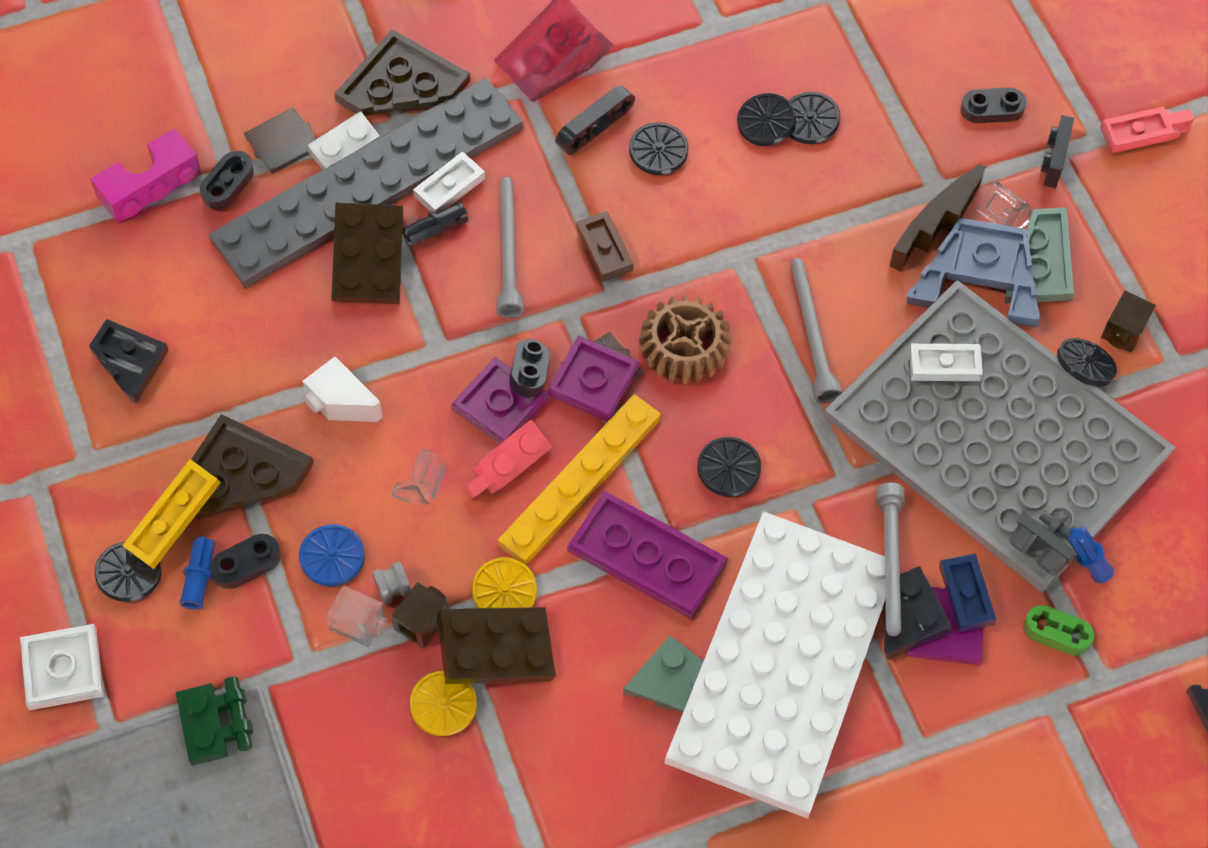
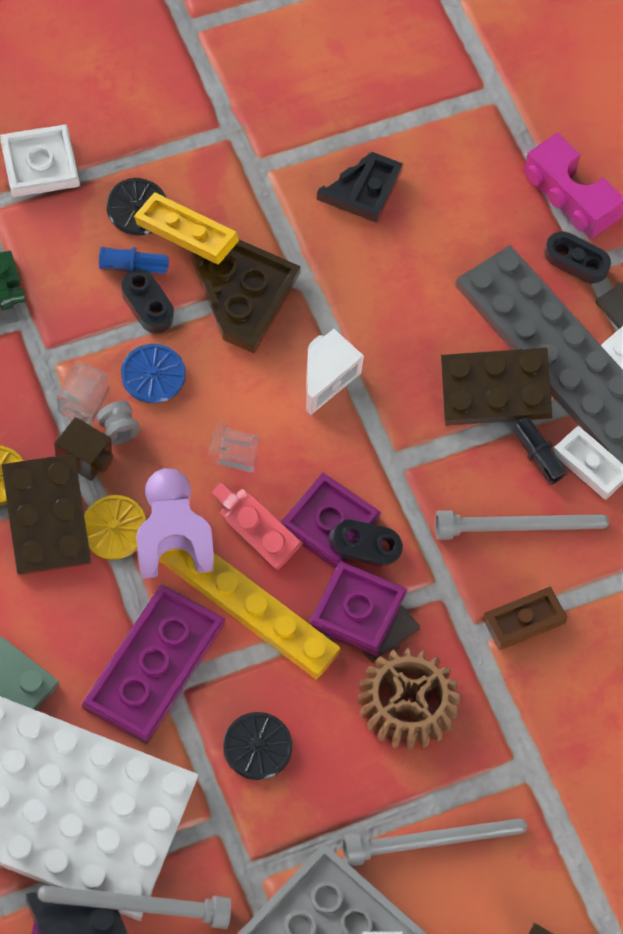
camera: 85 degrees right, 0 degrees up
(516, 525) = (172, 524): none -> lavender piece

